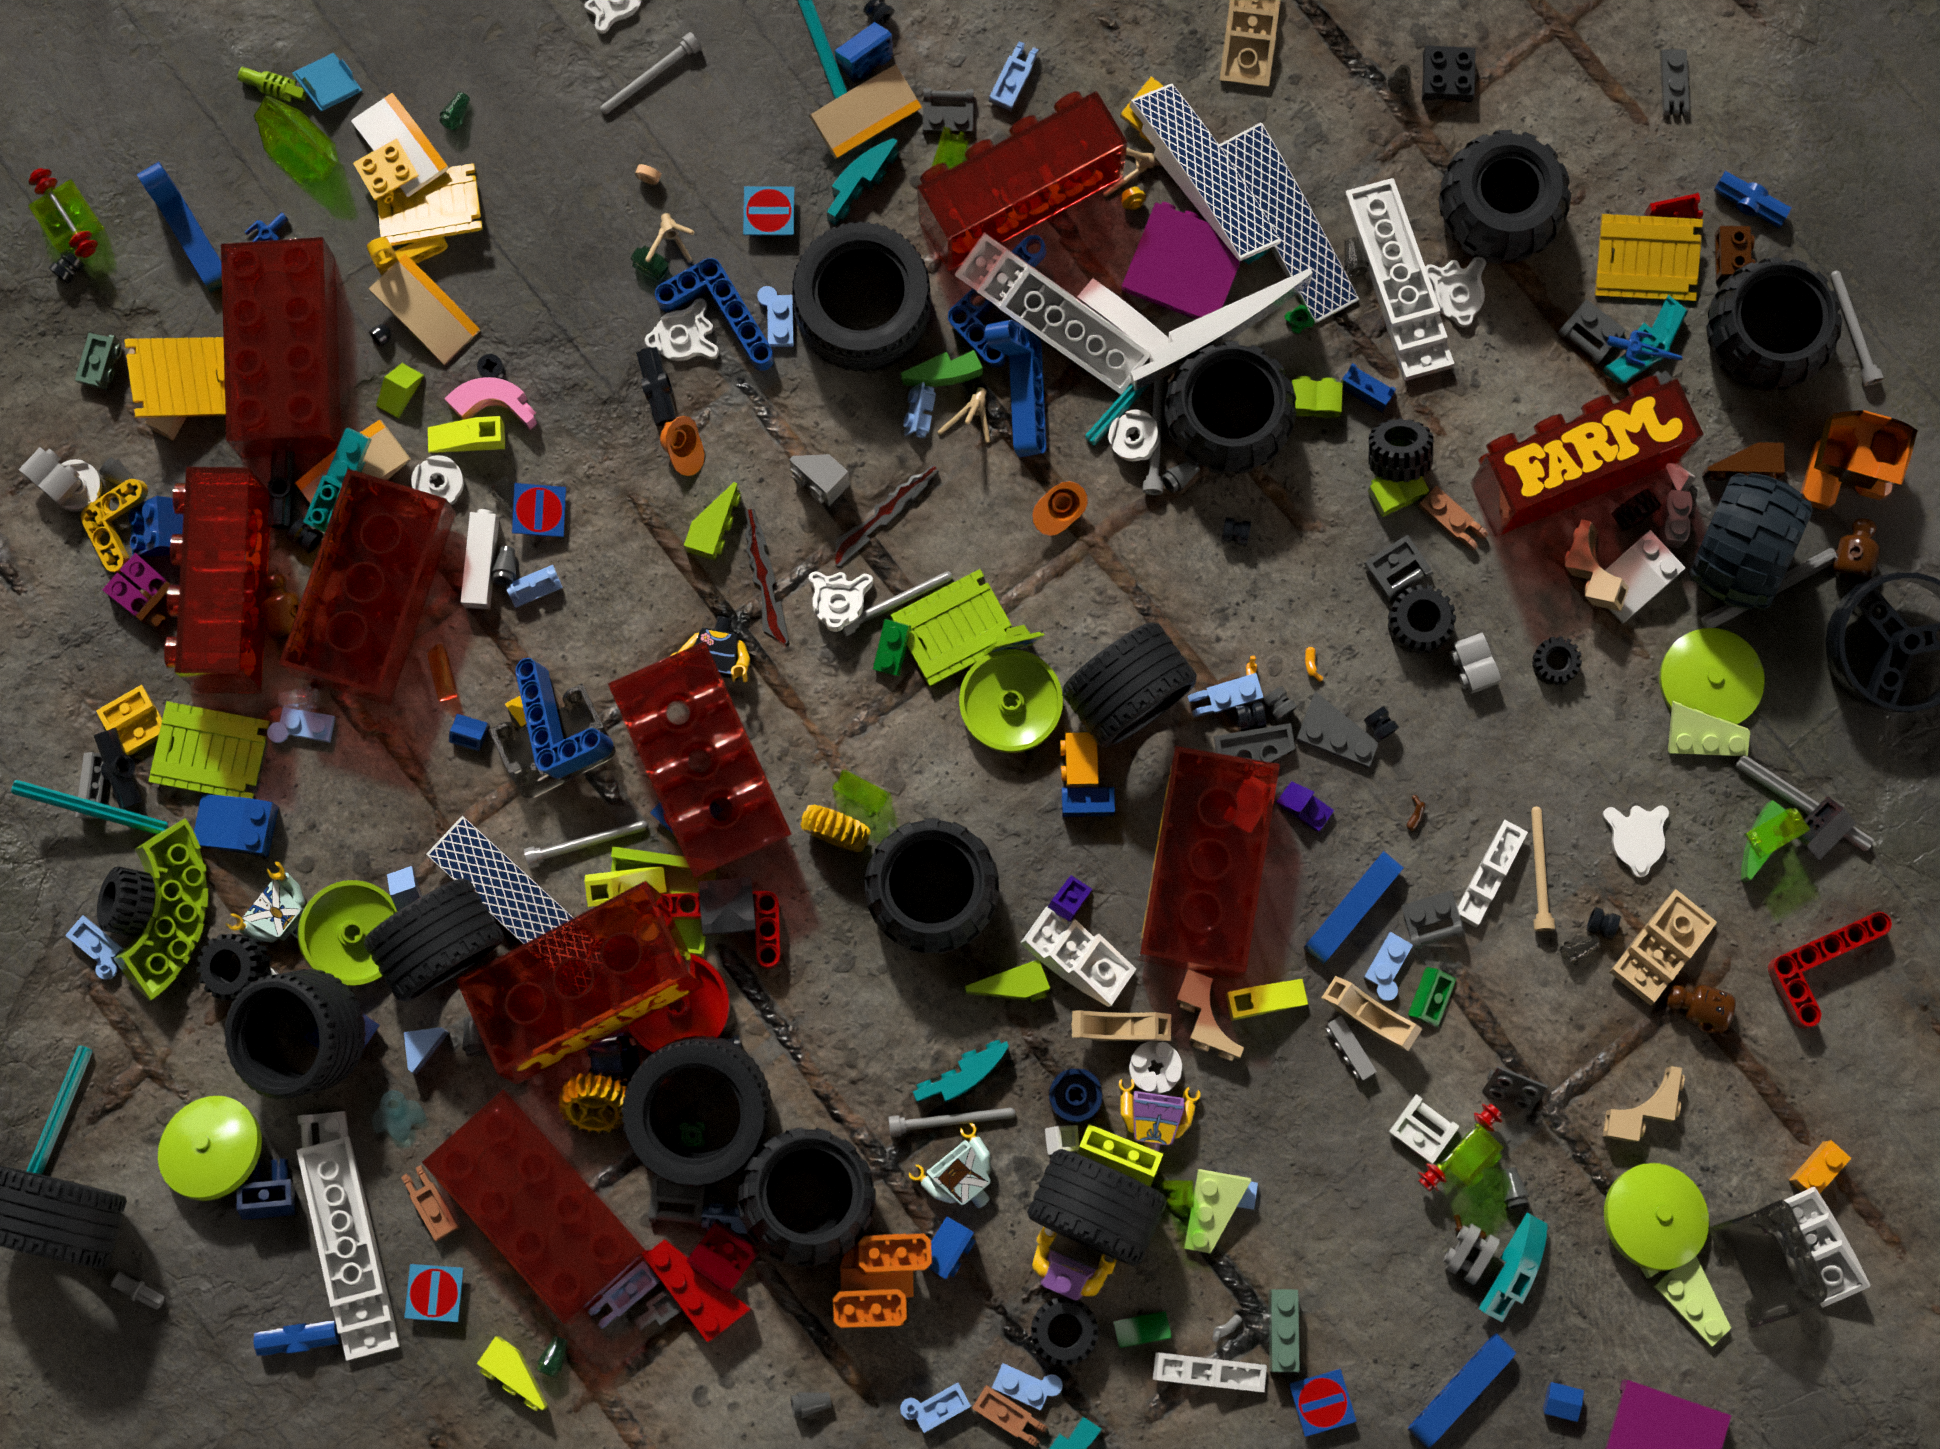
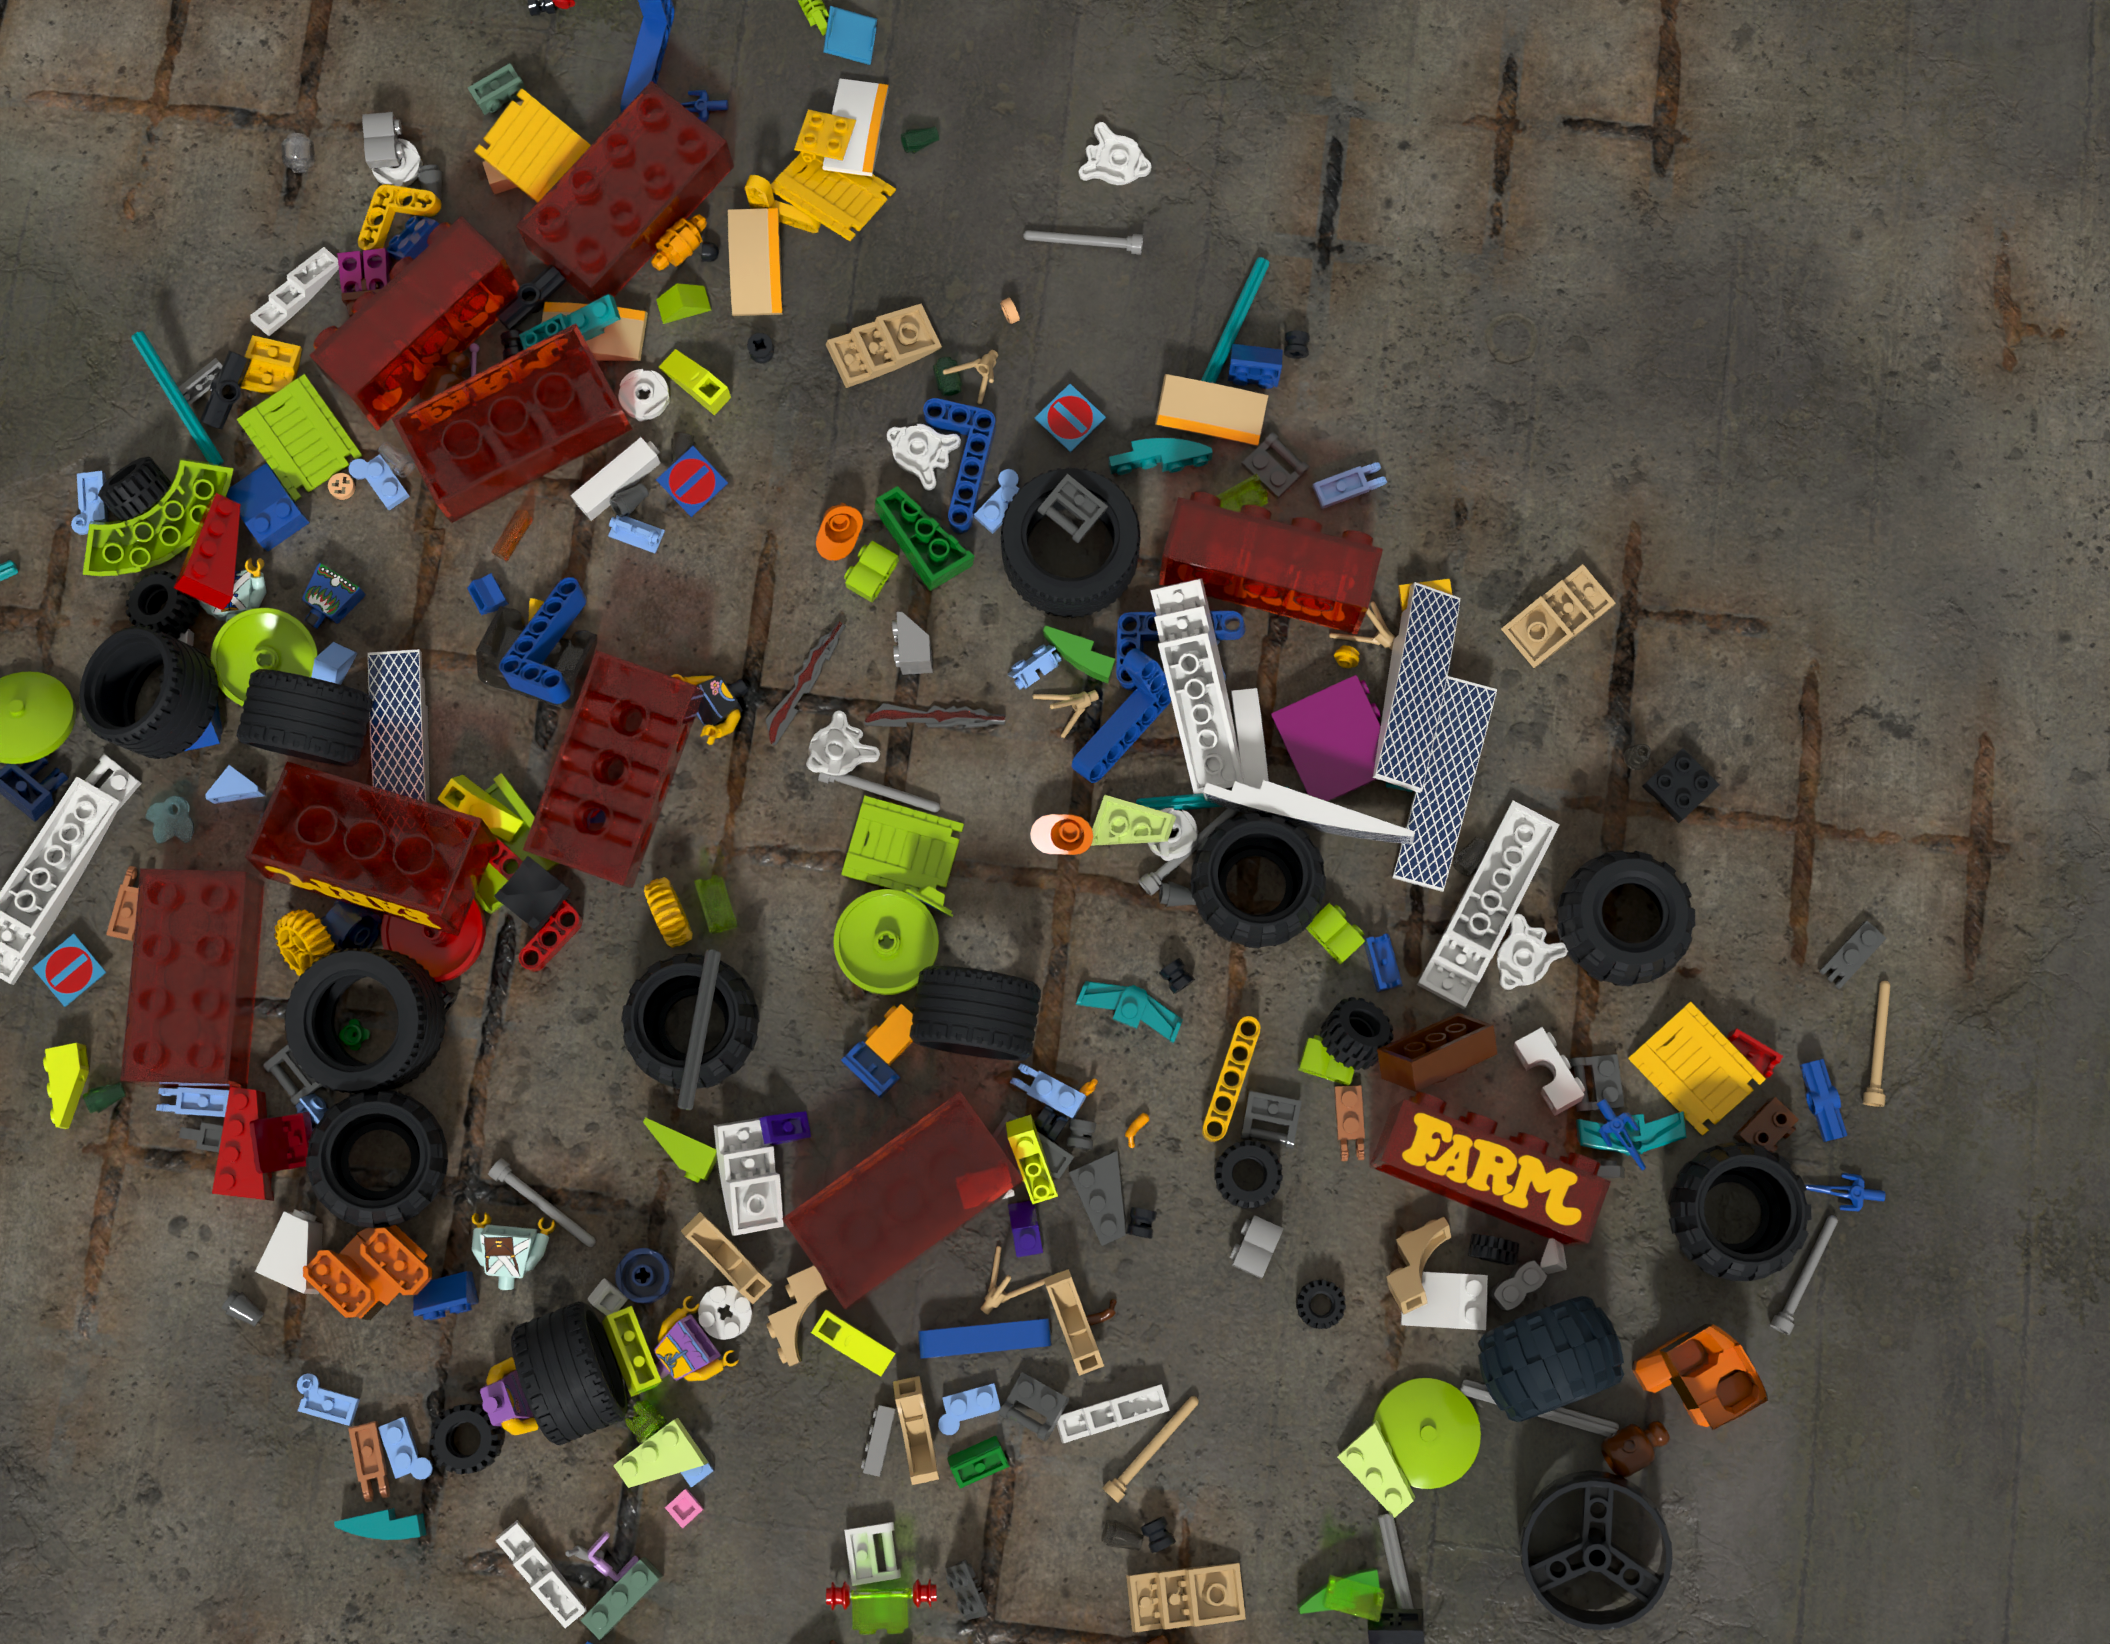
camera: 45 degrees right, 0 degrees up
(95, 648) = (296, 292): none -> white slope
(237, 891) = (211, 558): none -> red wedge
(274, 566) = (474, 348): none -> lavender hinge
(277, 757) = (341, 486): none -> light nougat tile
(295, 141) = (785, 57): clear neon green wedge -> none
(352, 843) = (330, 596): none -> torso
(353, 347) = (679, 242): none -> light orange piece
(485, 392) = (733, 358): bright pink arch -> none
(536, 855) = (445, 728): light grey piece -> none
(579, 284) = (883, 345): none -> tan slope
(656, 385) = (863, 470): black piece -> none
(708, 528) = (799, 608): lime slope -> none
(734, 451) = (871, 571): none -> lime brick
(749, 395) = (925, 544): none -> green wedge
(809, 1324) = (292, 1248): none -> white slope
(846, 258) = (1078, 502): none -> dark grey plate
(892, 647) = (841, 820): green plate -> none
(952, 878) = (699, 1029): none -> dark grey axle
(973, 1069) = (592, 1183): teal slope -> none
(1099, 455) = (1130, 823): none -> yellowish green wing
(1142, 1329) = (524, 1494): green slope -> none
(1225, 583) = (1131, 1006): none -> teal plate
(1248, 1323) = (603, 1566): none -> lavender piece
(1256, 746) = (1031, 1159): none -> neon yellow slope
(1263, 1228) = (684, 1508): none -> bright pink tile
(1302, 312) = (1379, 856): green plate -> none
(1332, 870) = (997, 1294): none -> tan plant
(1344, 579) = (1237, 1067): none -> yellow beam
(1401, 834) = (1073, 1322): none -> tan arch
(1469, 409) = (1437, 1052): none -> reddish brown brick
(1533, 344) = (1540, 1050): none -> white arch
(1637, 838) = (1250, 1497): white tile -> none
(1760, 458) = (1625, 1302): reddish brown slope -> none
(1781, 163) = (1874, 1094): none -> tan piece
(1833, 241) = (1855, 1192): none -> blue piece

